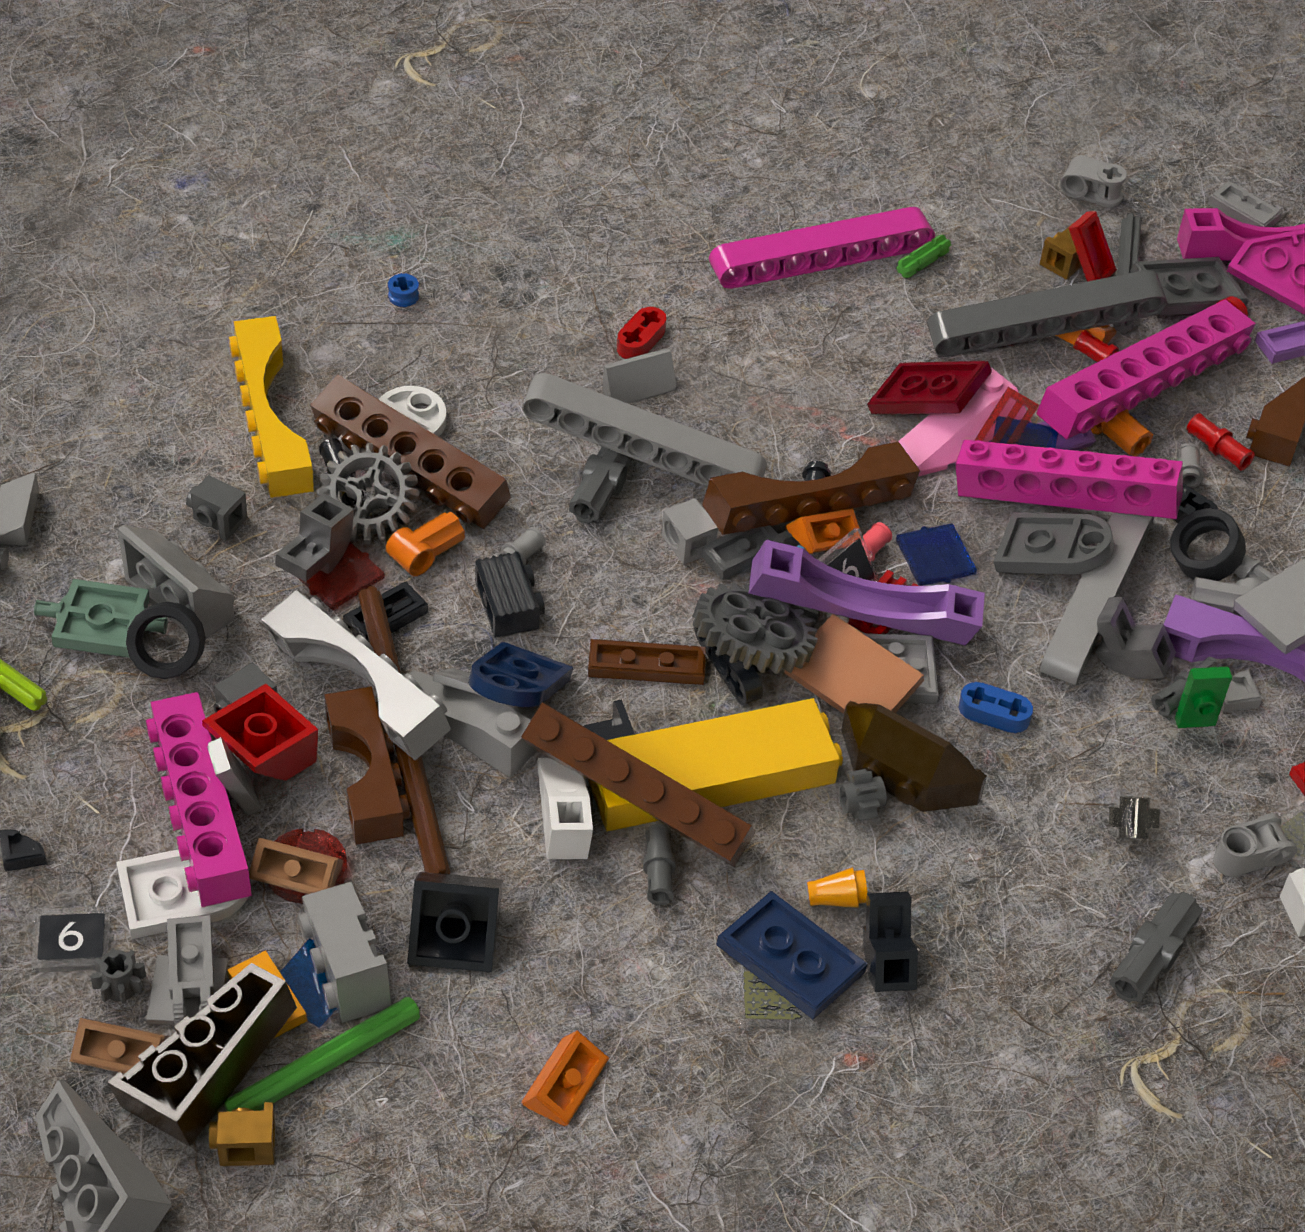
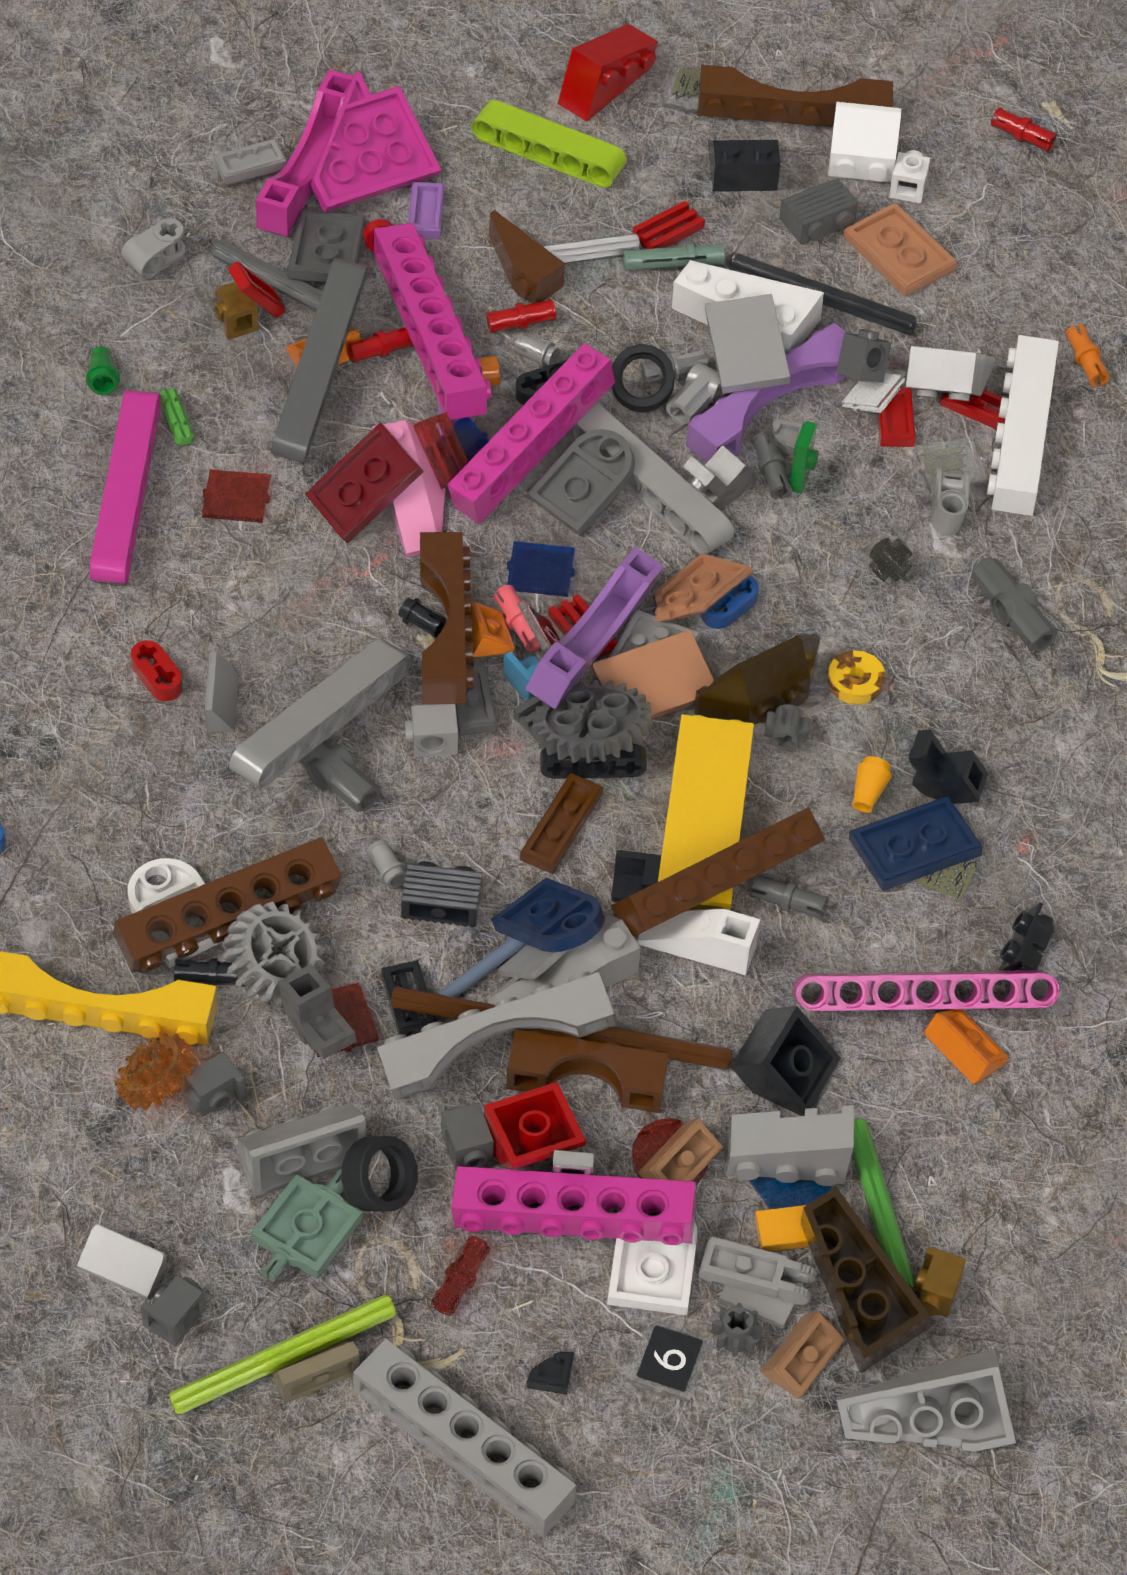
camera: 65 degrees left, 5 degrees up
(96, 744) = (460, 1275): none -> clear red pin
(207, 458) = (155, 1071): none -> clear orange gear
(418, 548) = (346, 942): orange piece -> none
(432, 650) = (482, 968): none -> sand blue bar
(614, 1023) = (943, 997): none -> dark pink beam
(701, 1090) = (1030, 931): none -> black hinge
(869, 324) = (236, 496): none -> clear red piece
(935, 193) = (102, 373): none -> green cone
(970, 855) = (854, 690): none -> yellow piece
(985, 670) = (698, 587): none -> nougat tile

